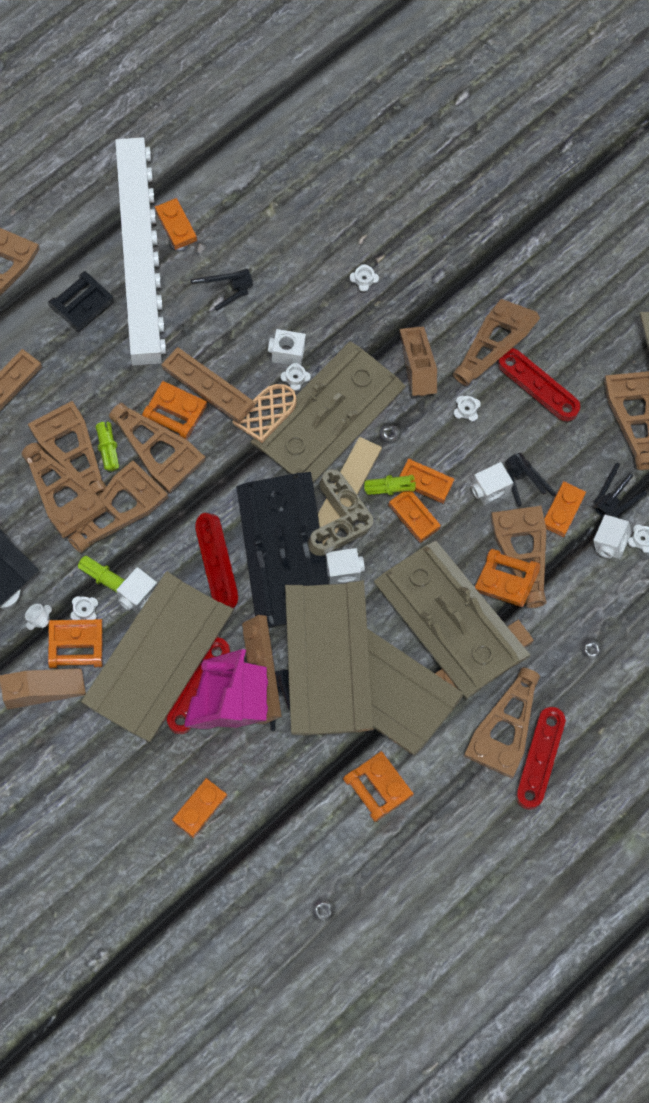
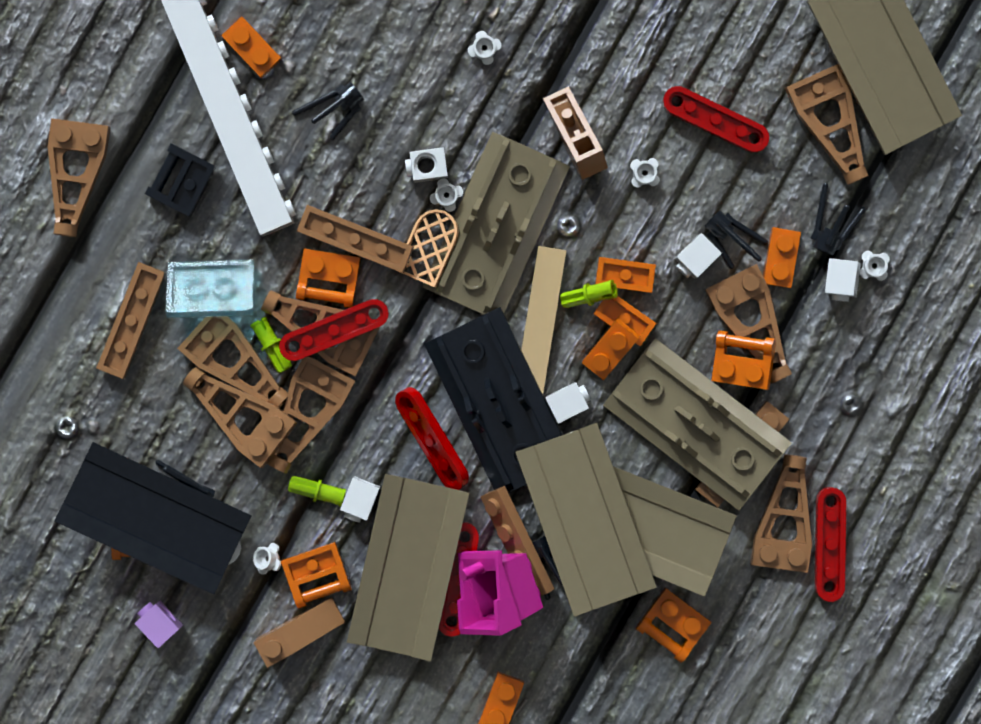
camera: 10 degrees left, 20 degrees up
(73, 385) = (210, 288): none -> clear light blue plate
(81, 602) = (308, 541): white plate -> none
(164, 444) = (333, 330): none -> red plate
(348, 515) = (555, 345): dark tan beam -> none
(394, 534) = (610, 349): none -> orange plate
(506, 315) = (658, 46): medium nougat plate -> none

